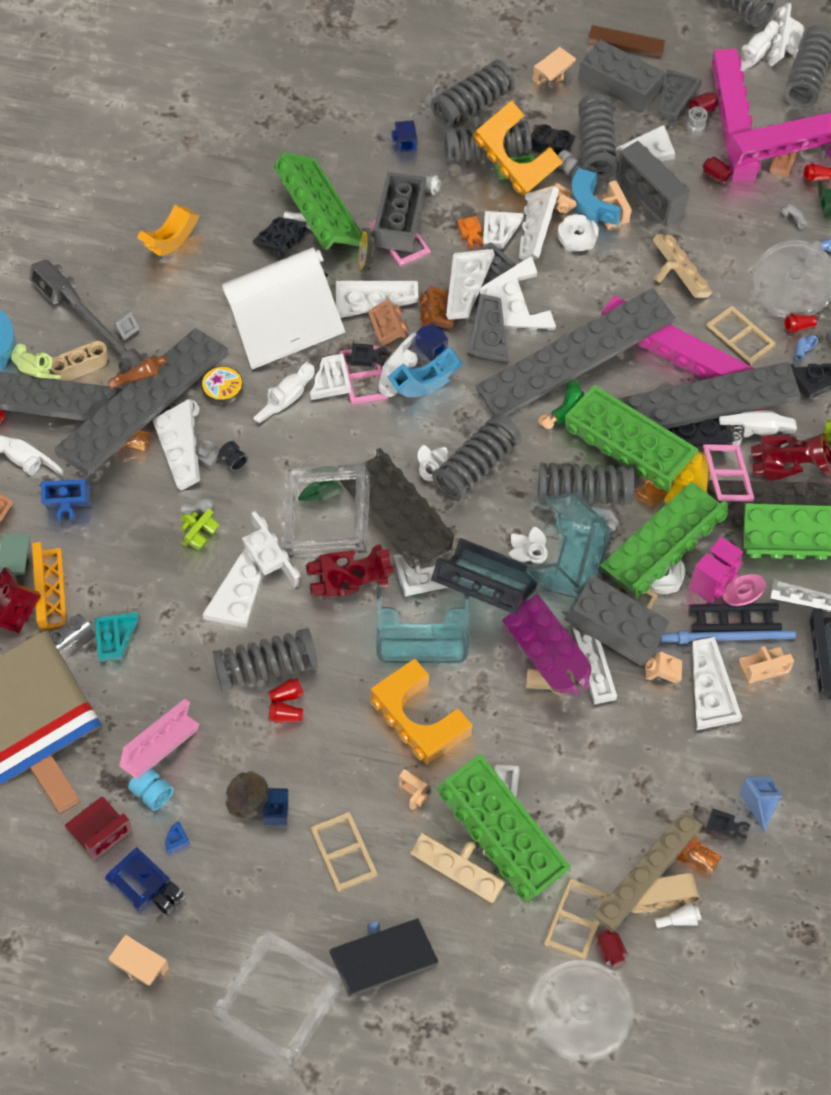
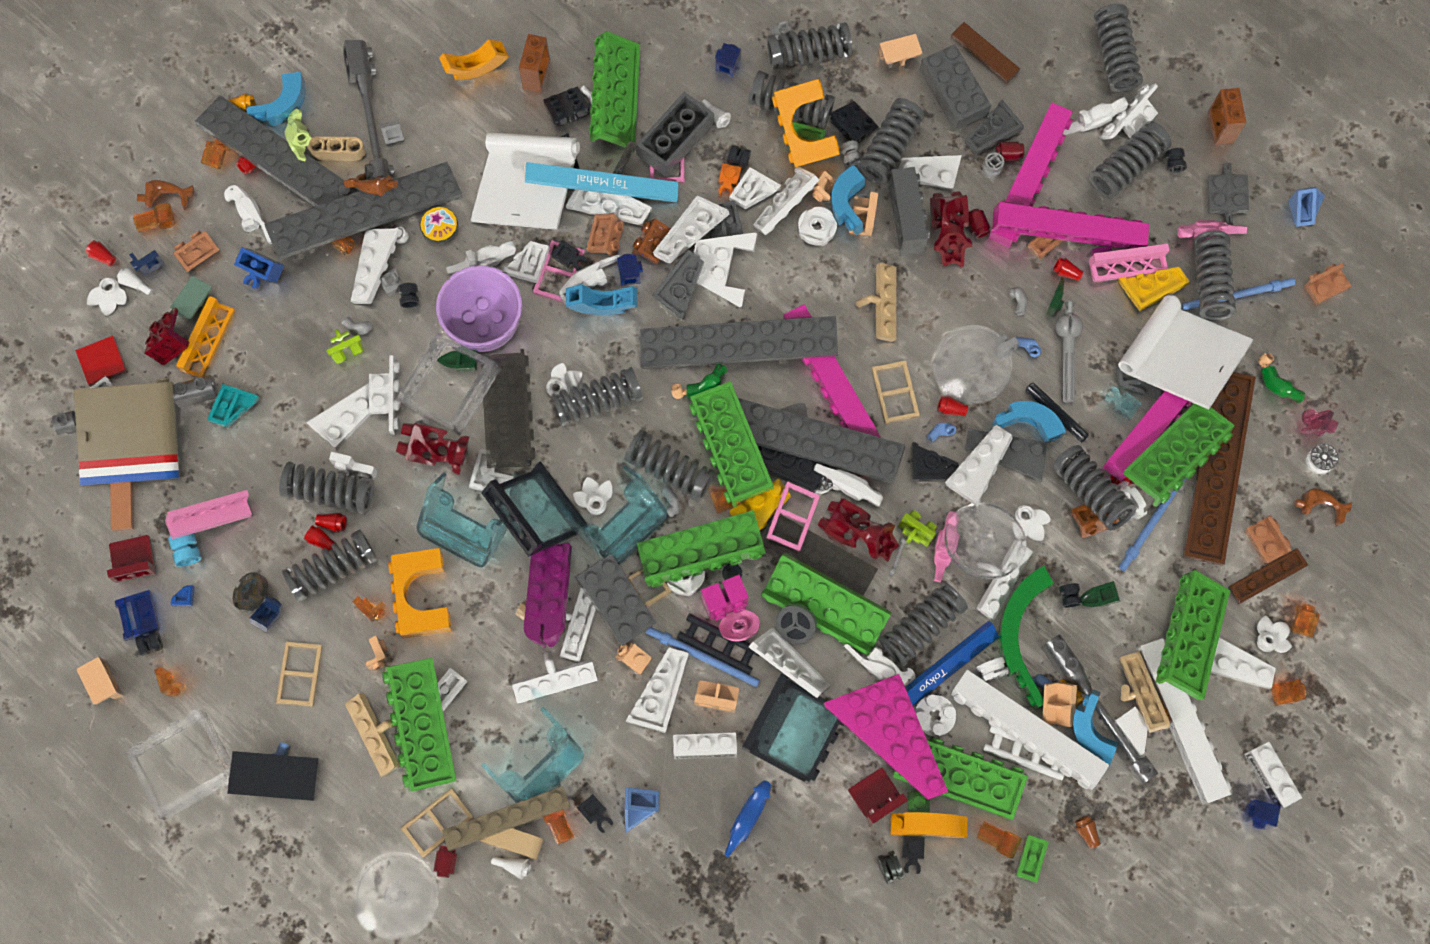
camera: 30 degrees right, 15 degrees up
(209, 926) = (164, 681): none -> clear orange bracket
(230, 207) = (534, 59): none -> dark orange window
(270, 625) = (346, 465): none -> white plate
(317, 732) = (363, 549): none -> dark grey piece
(318, 426) = (479, 308): none -> lavender piece
(359, 276) = (601, 182): none -> medium azure tile
(377, 754) = (366, 606): none -> clear orange bracket
(469, 207) = (739, 156): none -> black wheel
(603, 726) = (554, 679): none -> white plate
(638, 836) = (549, 771): none -> clear light blue windscreen
(696, 171) = (952, 226): none -> dark red hips
(701, 549) = (731, 571): none -> black tile
(787, 710) = (705, 745): none -> white brick
(795, 561) = (796, 623): none -> dark grey tile

